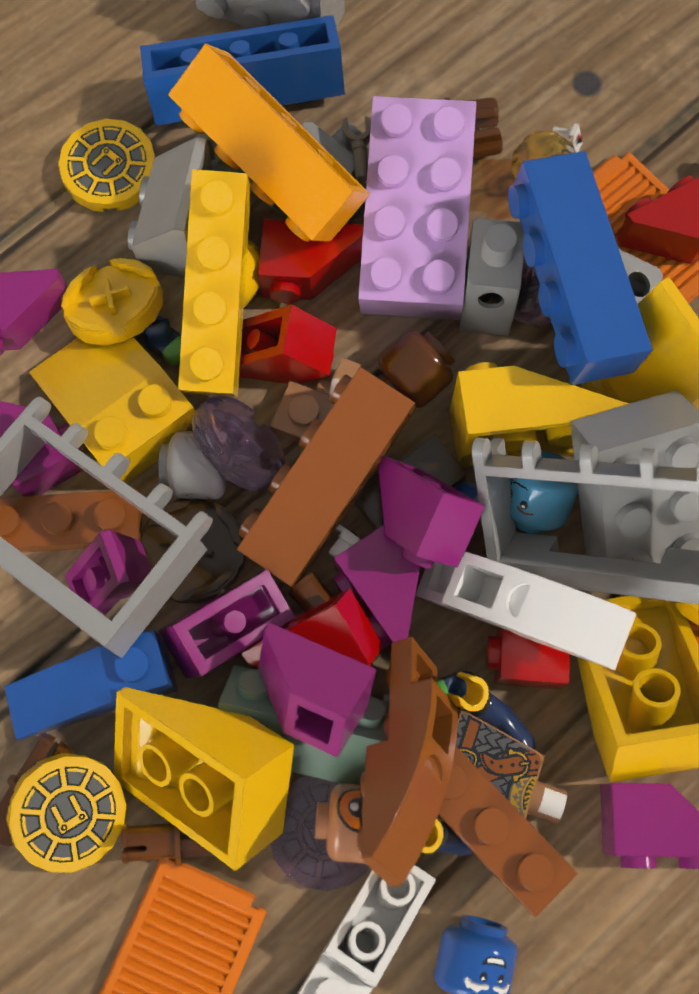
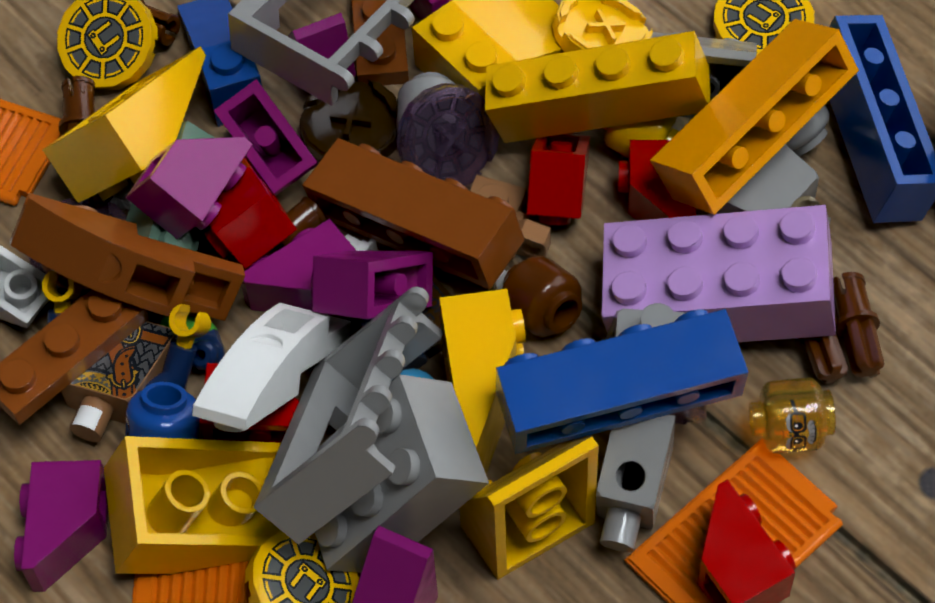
camera: 90 degrees right, 15 degrees down
(563, 723) = (162, 412): none -> blue head
(572, 134) = (848, 454): white piece -> none

